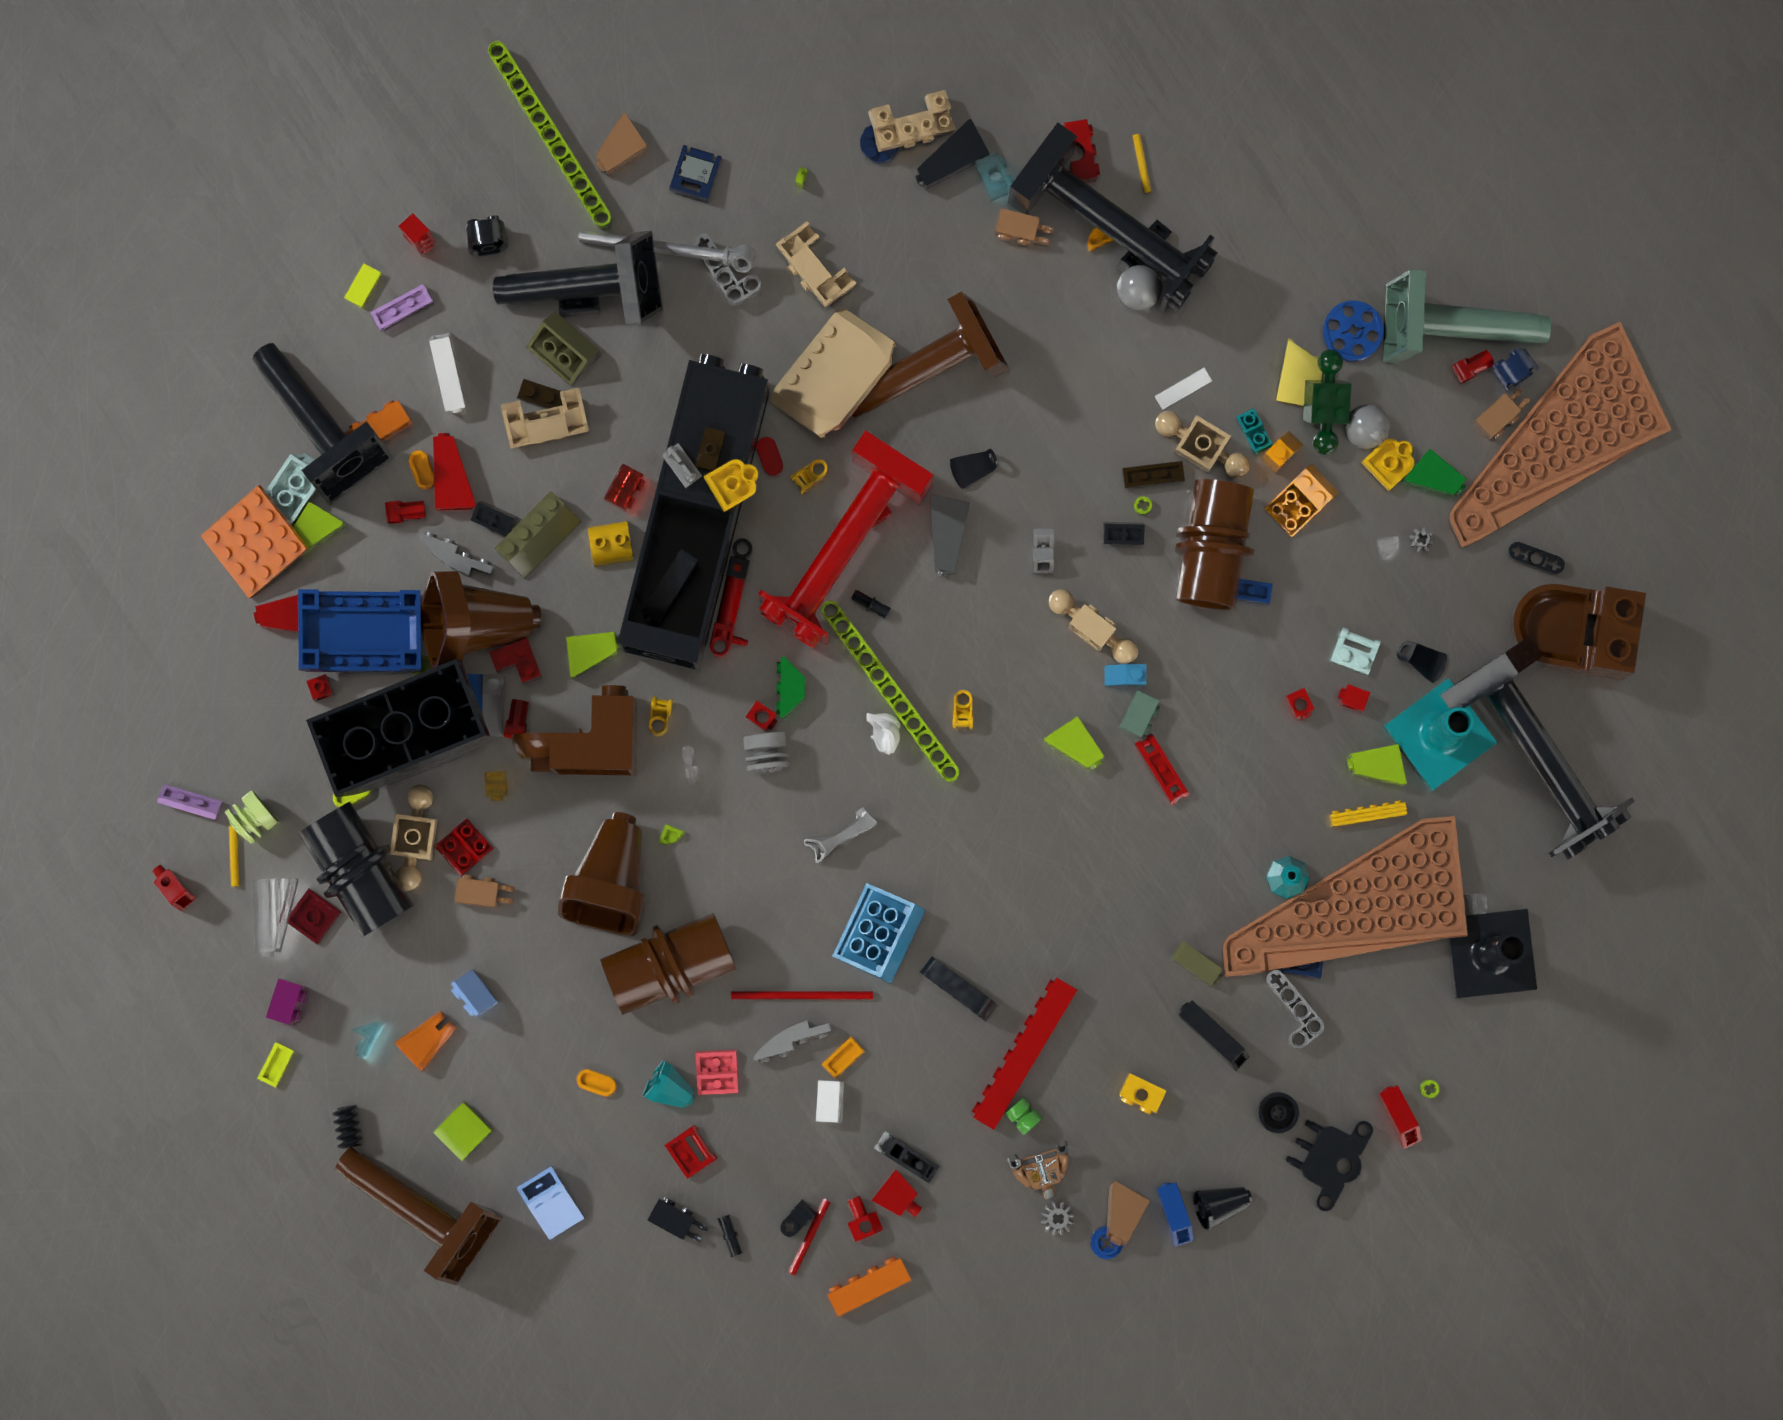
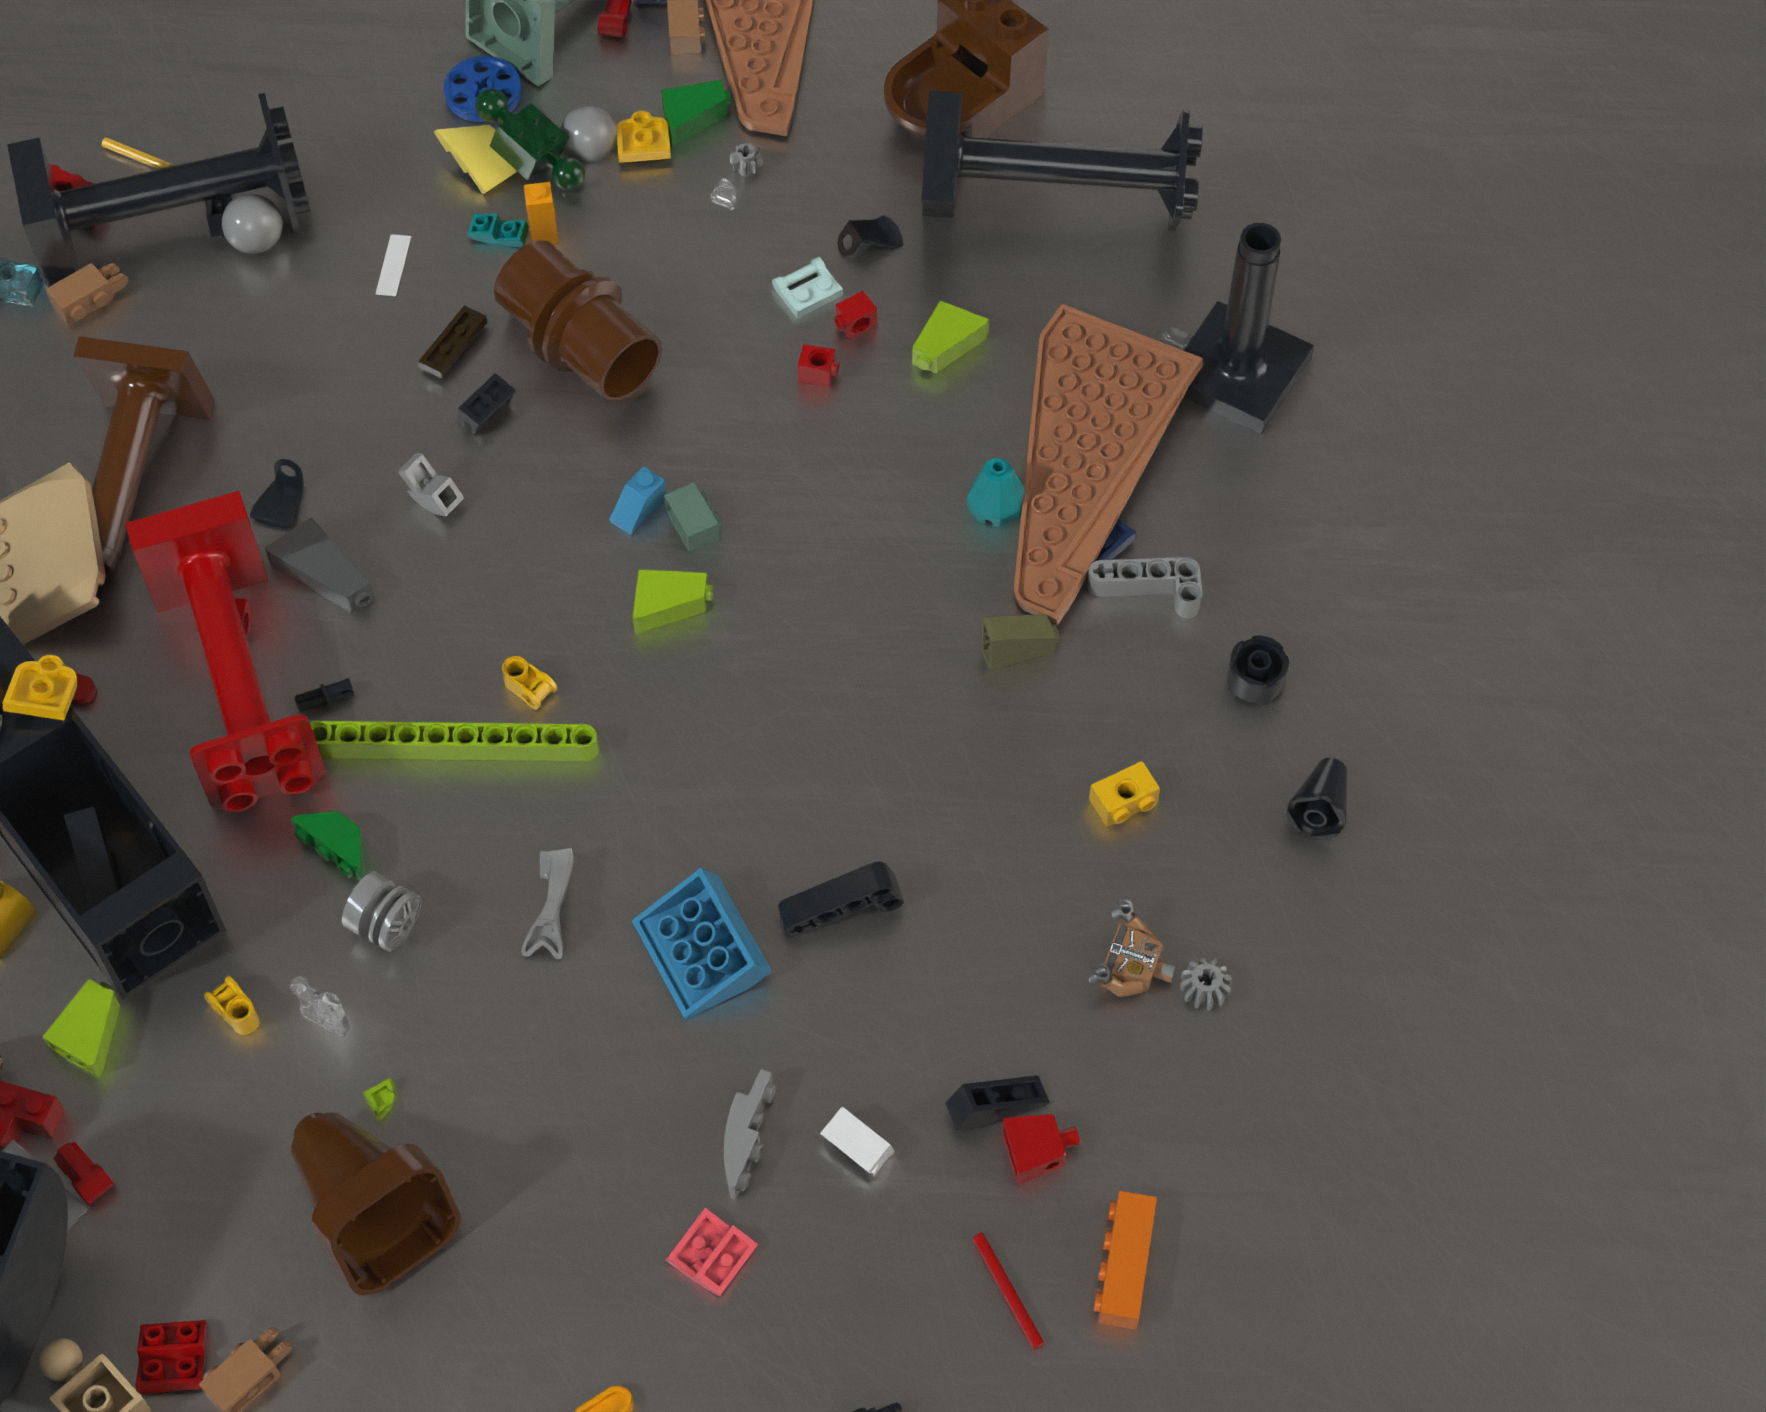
camera: 50 degrees left, 25 degrees down
(496, 785) = (134, 1255): clear yellow brick -> none
(602, 751) = (192, 1101): reddish brown piece -> none
(668, 964) = (528, 1199): reddish brown piece -> none
(668, 1087) = (681, 1318): teal cone -> none
(685, 1156) = (785, 1366): red plate -> none
(729, 1236) = (931, 1387): black pin -> none
(730, 601) = (202, 856): red piece -> none
(758, 708) = (329, 887): red brick -> none
(800, 1216) = (973, 1283): black piece -> none
(801, 994) = (700, 1086): red piece -> none
(808, 476) = (127, 661): yellow piece -> none
(843, 1057) = (816, 1092): light orange tile -> none
(860, 1214) = (1029, 1205): red piece -> none
(885, 731) = (478, 776): white hair -> none
(1023, 1115) = (1050, 934): bright green wheel -> none
(1024, 1054) = (977, 887): red brick -> none
(1092, 627) = (555, 492): tan brick -> none
(1096, 1245) = (1283, 943): blue gear -> none
(1097, 239) = (171, 230): light orange tile -> none
(1124, 1213) = (1253, 904): medium nougat slope -> none
(1145, 499) = (470, 368): lime bush -> none
(1162, 769) = (771, 536): red plate -> none
(1175, 1214) = (1299, 851): blue slope -> none
(1202, 444) = (461, 275): tan brick -> none
(1213, 1035) = (1116, 674): black slope -> none
(1254, 591) = (667, 327): blue plate -> none
(1301, 500) = (607, 231): light orange slope -> none
(1323, 1155) = (1347, 664): black piece -> none
(1368, 814) = (992, 381): yellow piece -> none
(1400, 1116) = (1358, 555): red slope -> none
(1430, 743) = (964, 254): teal piece -> none
(1431, 1094) = (1343, 523): lime bush -> none
(1548, 568) = (874, 71): black beam -> none

